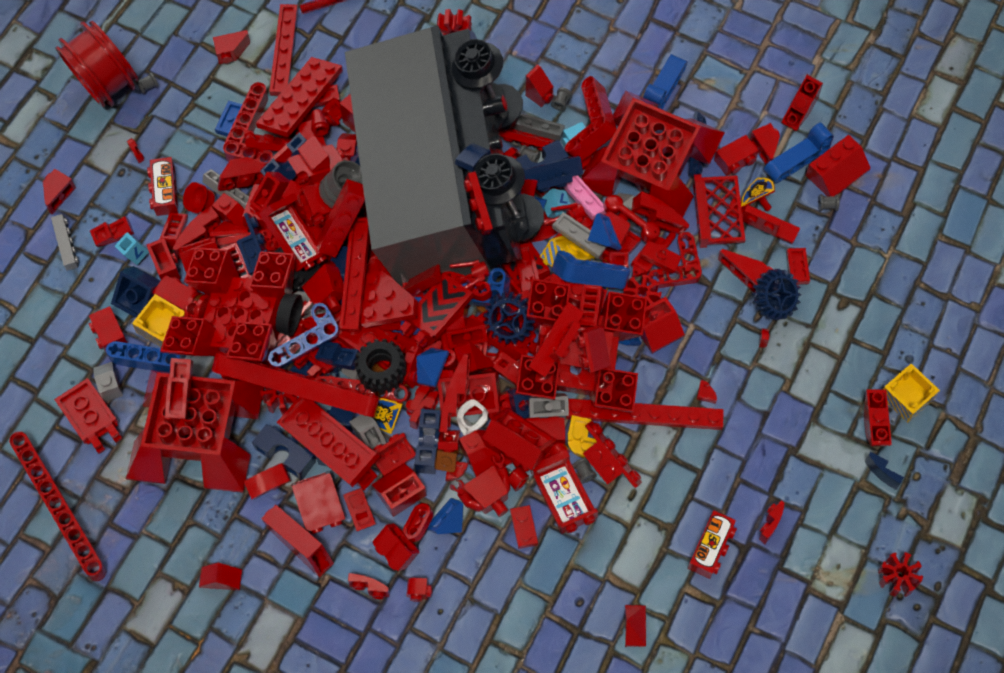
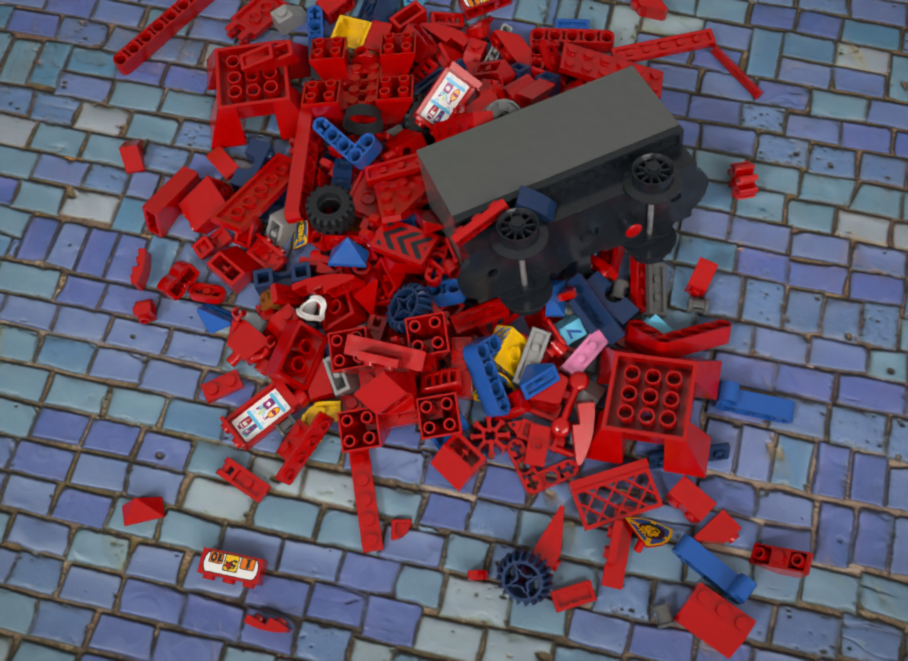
camera: 80 degrees right, 5 degrees up
(628, 521) = (244, 480): none -> red plate

